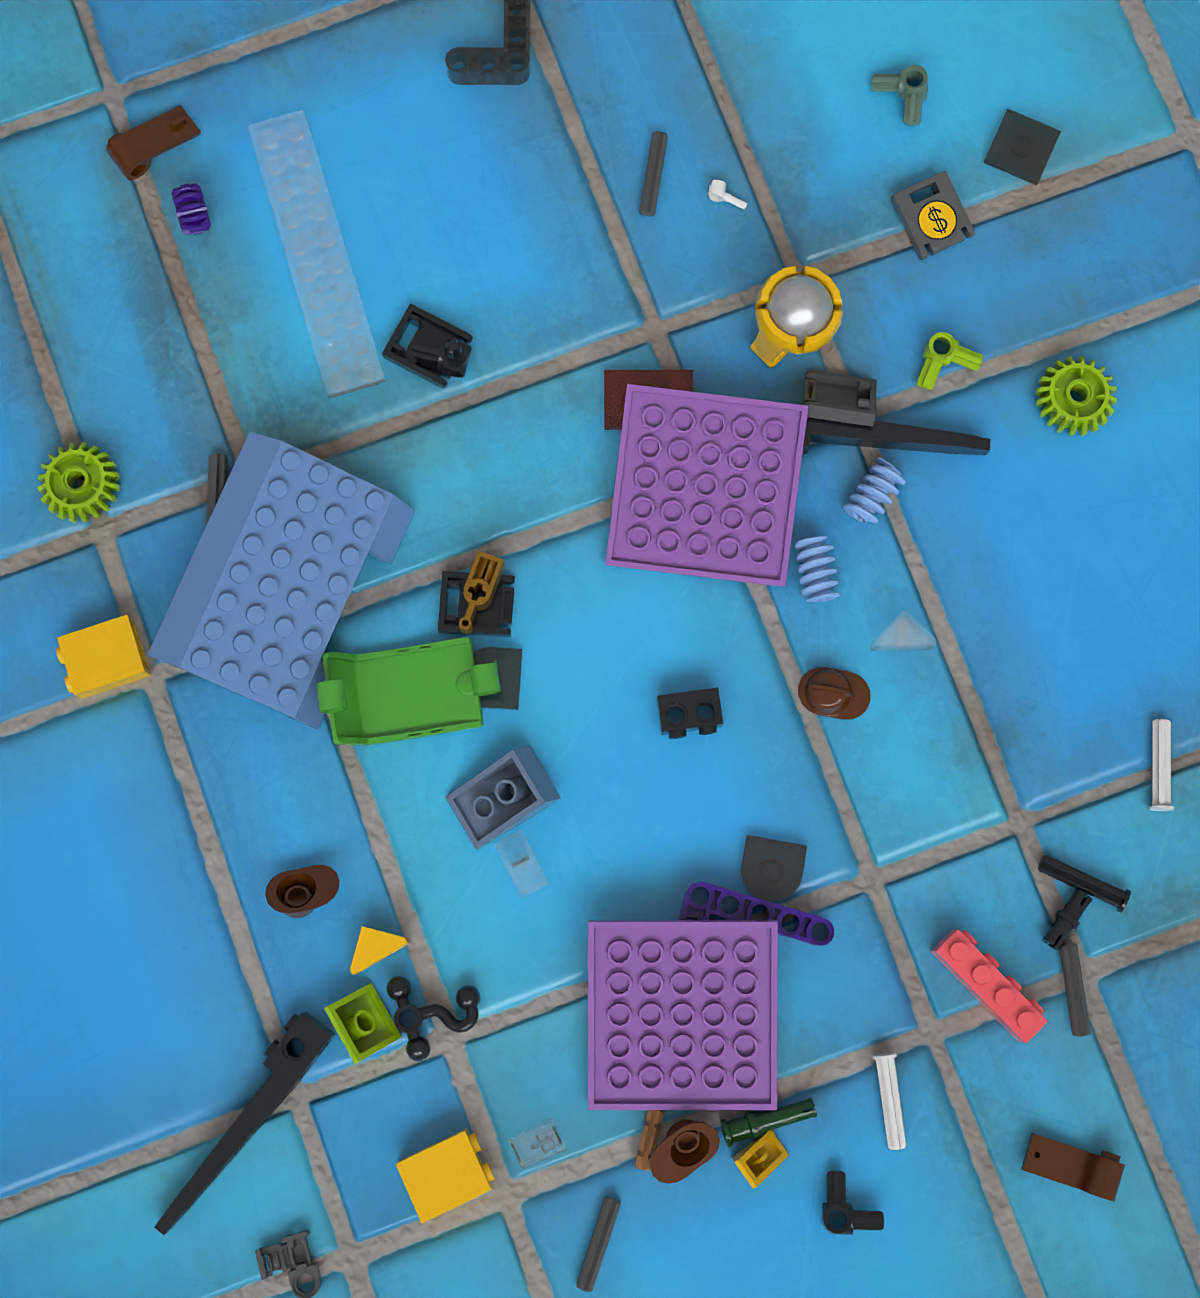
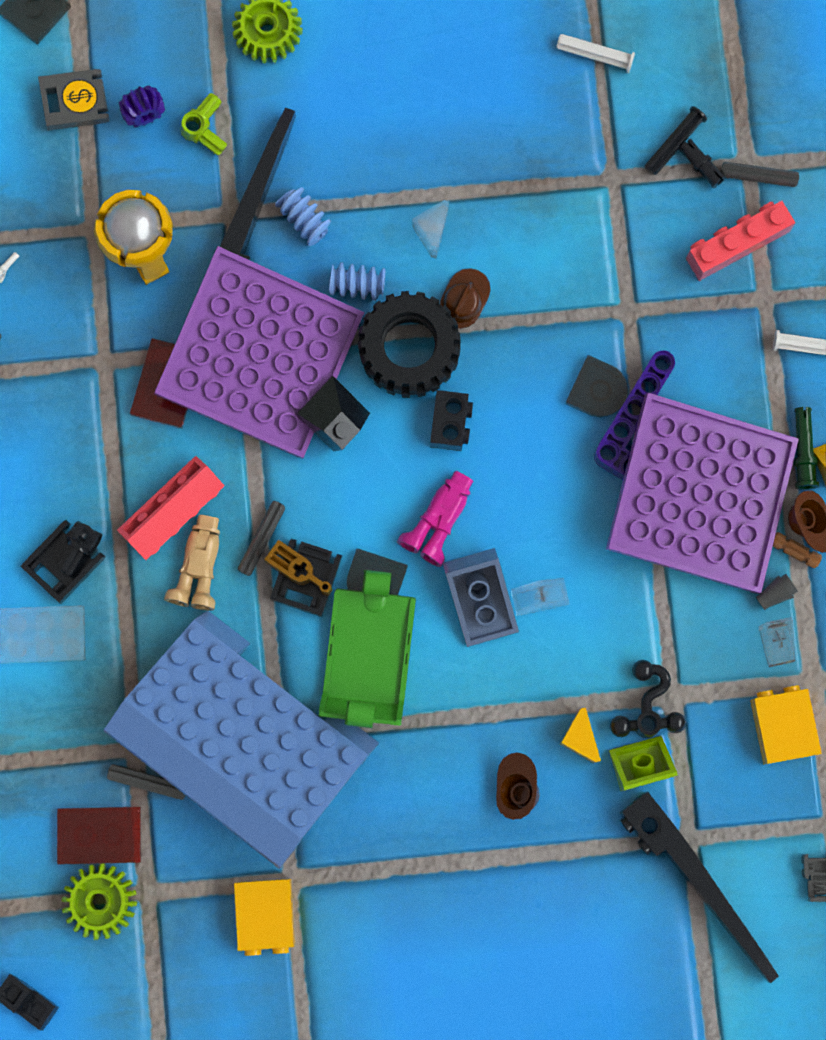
camera: 75 degrees left, 0 degrees up
(149, 464) = (99, 835): none -> clear red tile
(461, 486) = (198, 563): none -> tan piece
(506, 545) = (261, 538): none -> dark grey axle
(511, 439) = (171, 507): none -> coral brick
(580, 729) = (440, 517): none -> dark pink piece
(594, 1128) = (776, 592): none -> dark grey cone
(661, 584) = (334, 414): none -> black slope
(769, 604) = (402, 310): none -> black tyre
(836, 395) = (213, 225): dark grey container -> none
(945, 286) = (141, 106): none -> dark purple gear

